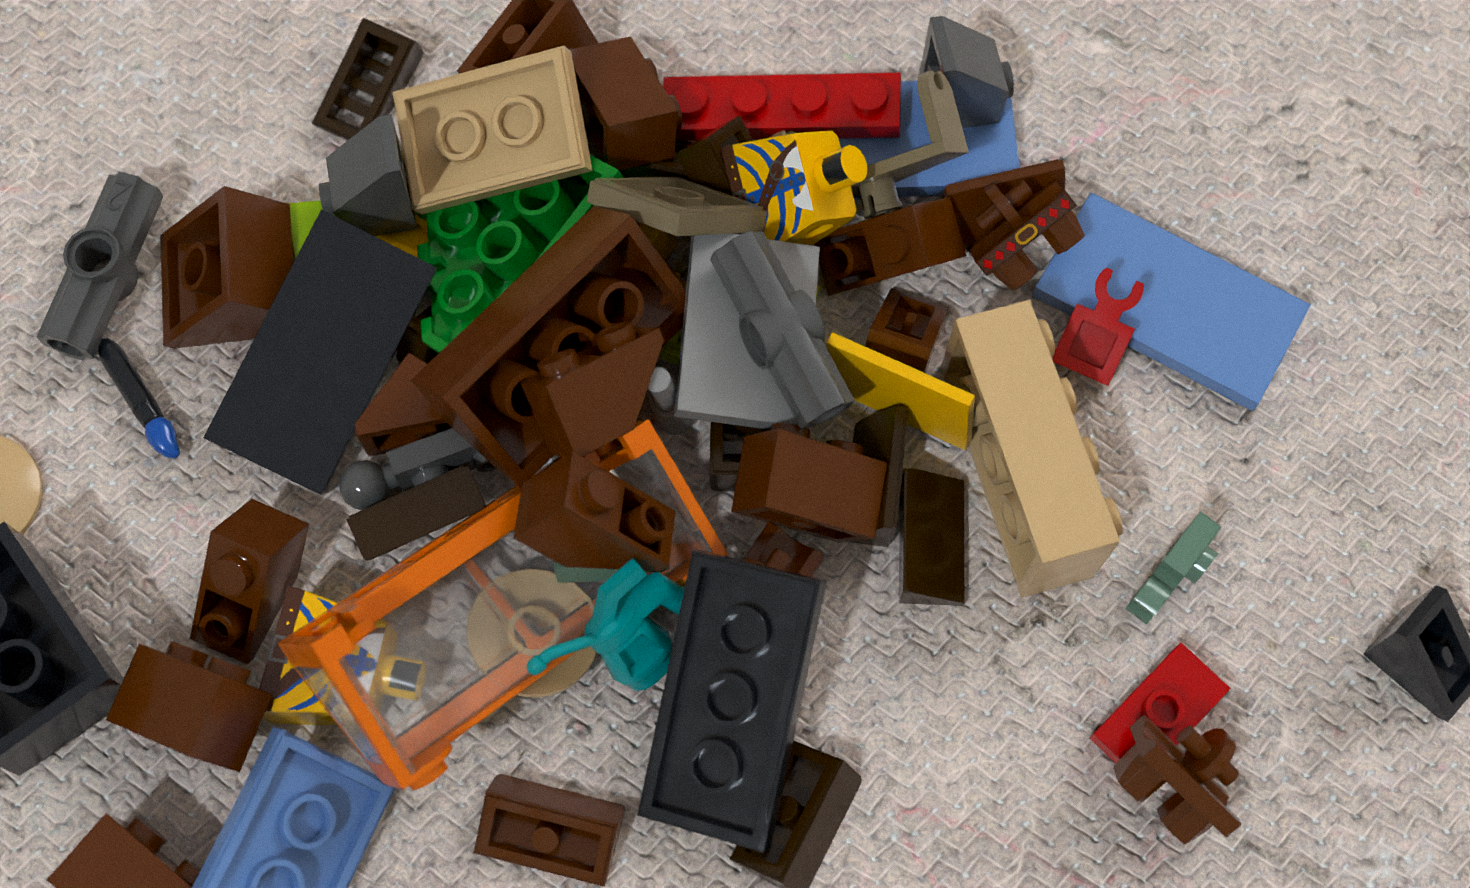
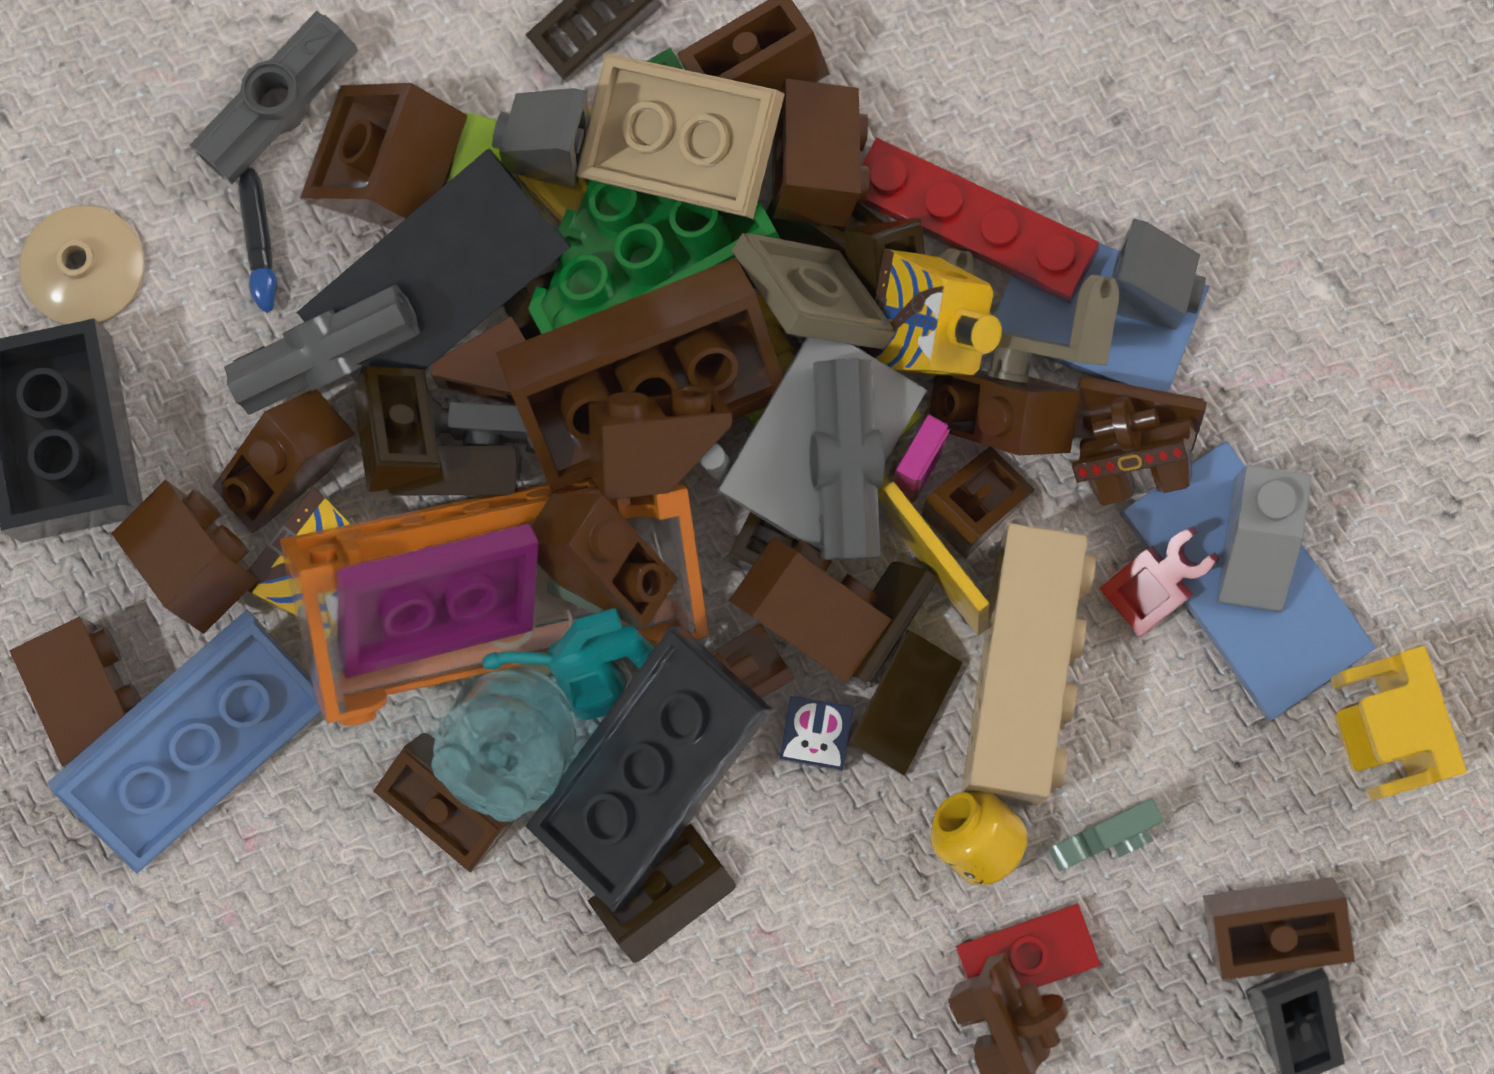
camera: 30 degrees right, 10 degrees up
(241, 457) = (322, 349): none -> dark grey piece
(343, 496) = (395, 426): none -> dark brown slope
(456, 623) = (436, 600): none -> magenta plate
(588, 775) = (505, 742): none -> clear light blue brick
(844, 299) = (921, 457): none -> dark pink tile
(866, 603) = (816, 733): none -> tile
(1064, 622) = (978, 837): none -> yellow head
(1170, 247) = (1263, 537): none -> light grey slope
(1371, 576) = (1278, 928): none -> reddish brown brick
(1377, 346) = (1399, 723): none -> yellow panel

